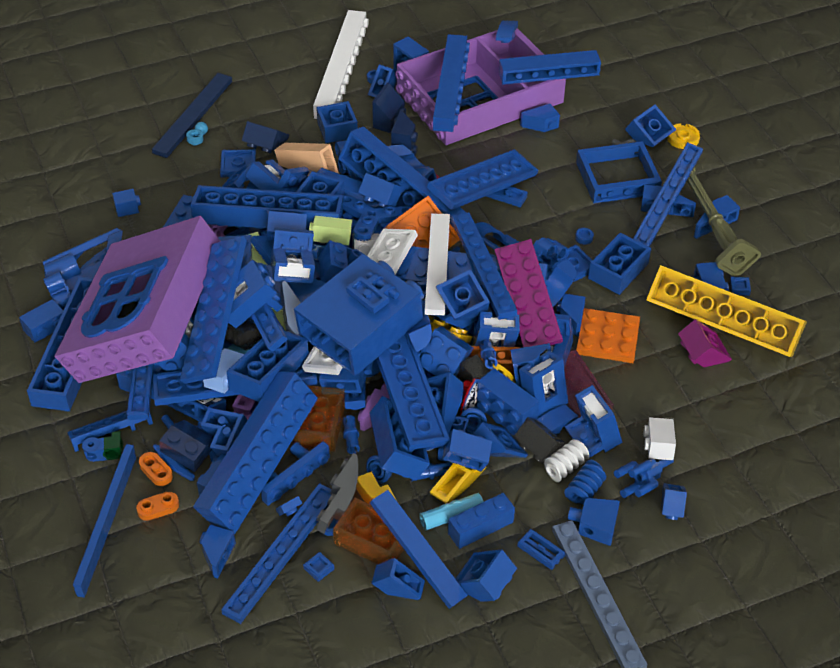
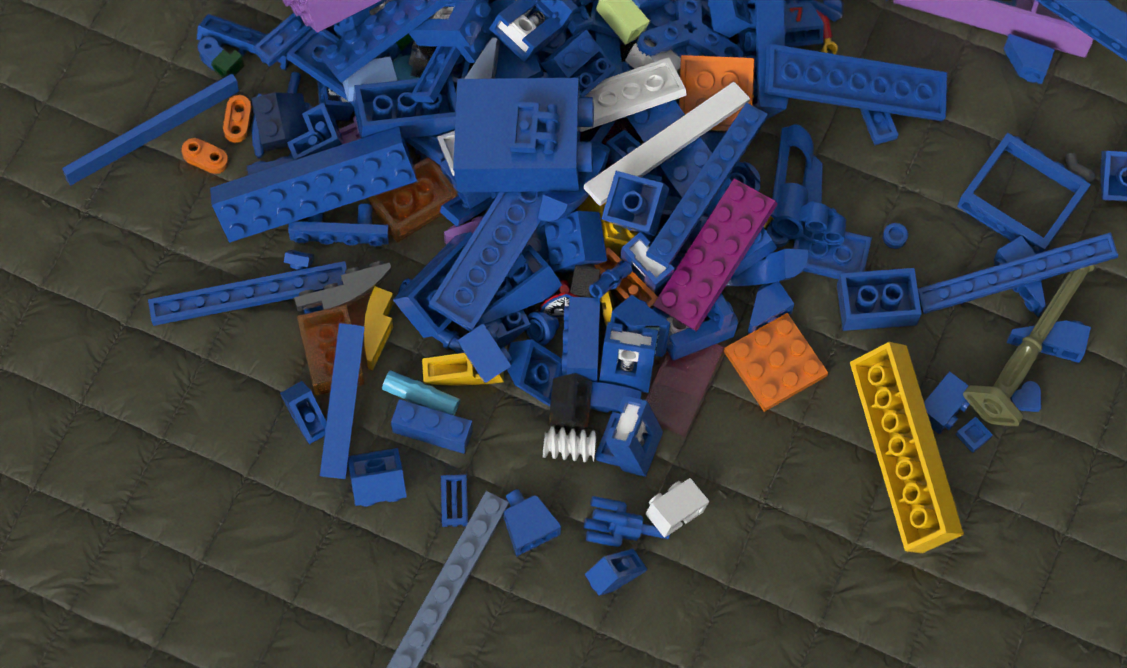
camera: 45 degrees right, 20 degrees up
(217, 546) = (202, 242): blue slope -> none
(318, 566) = (264, 336): blue tile -> none
(351, 434) = (426, 239): blue pin -> none
(585, 482) = (560, 481): blue piece -> none
(703, 345) = (847, 460): magenta slope -> none

